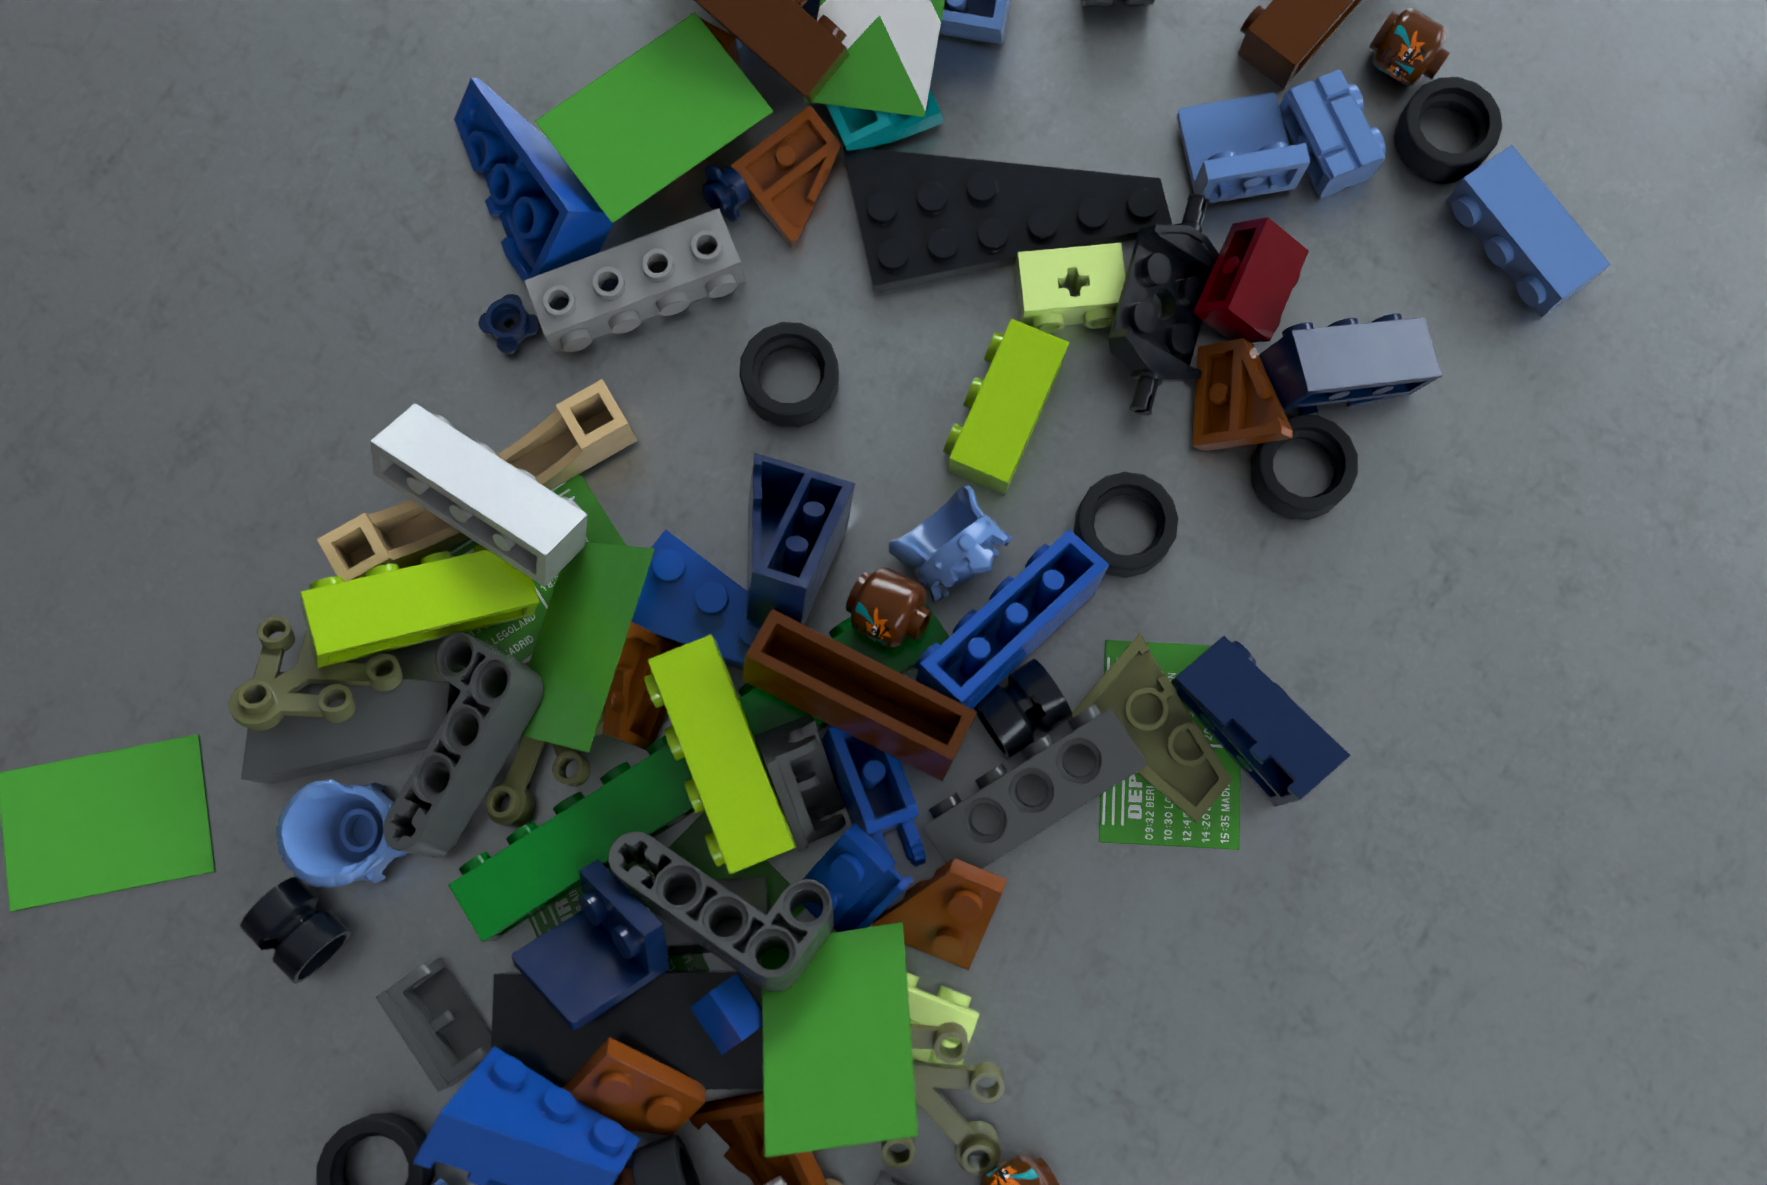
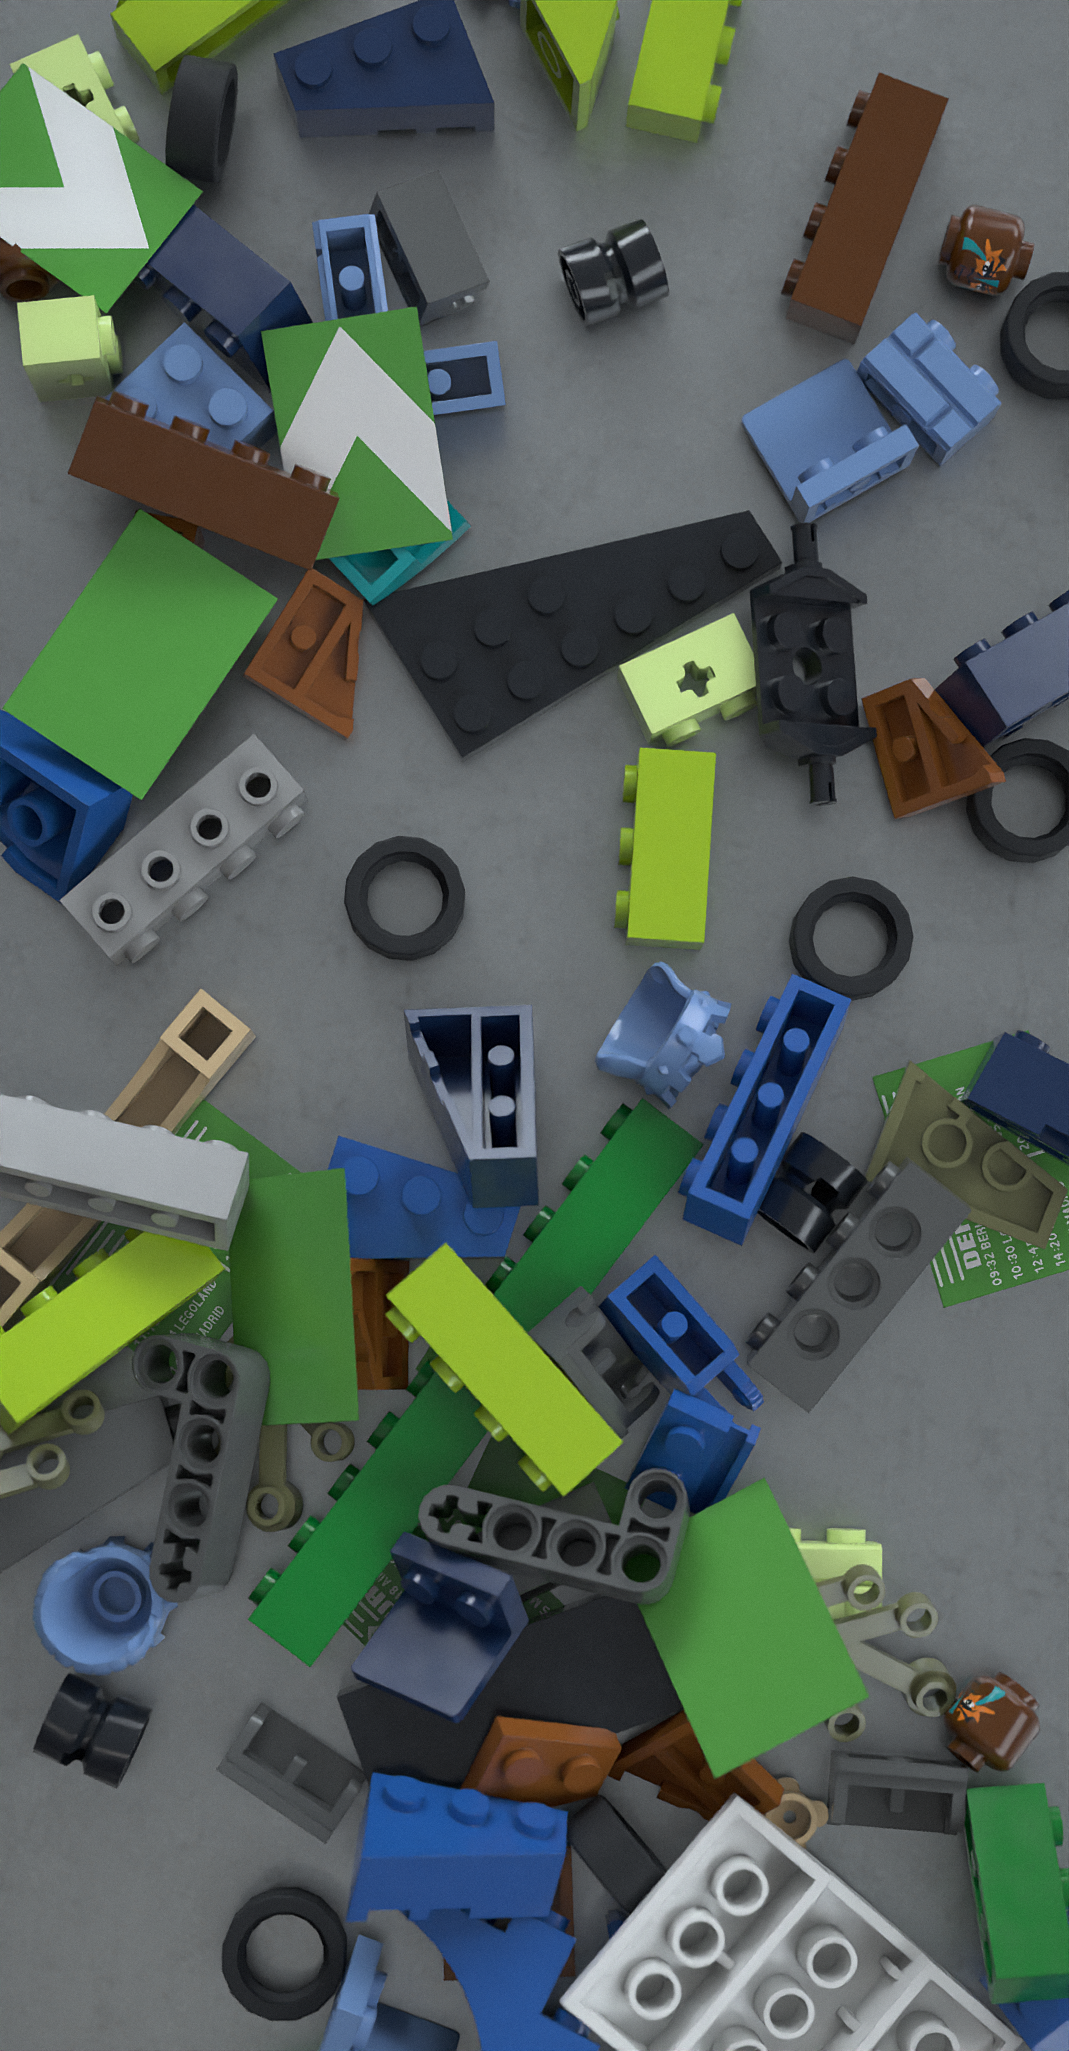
camera: 30 degrees left, 5 degrees up
(499, 313) = (34, 953): dark blue plate -> none
(725, 190) = (247, 704): dark blue plate -> none
(728, 1014) = (612, 1645): blue slope -> none
(857, 694) = (632, 1251): reddish brown brick -> none
(888, 608) = (625, 1138): reddish brown head -> none
(948, 912) = (808, 1447): dark orange wing -> none
(1251, 281) = (897, 604): dark red brick -> none

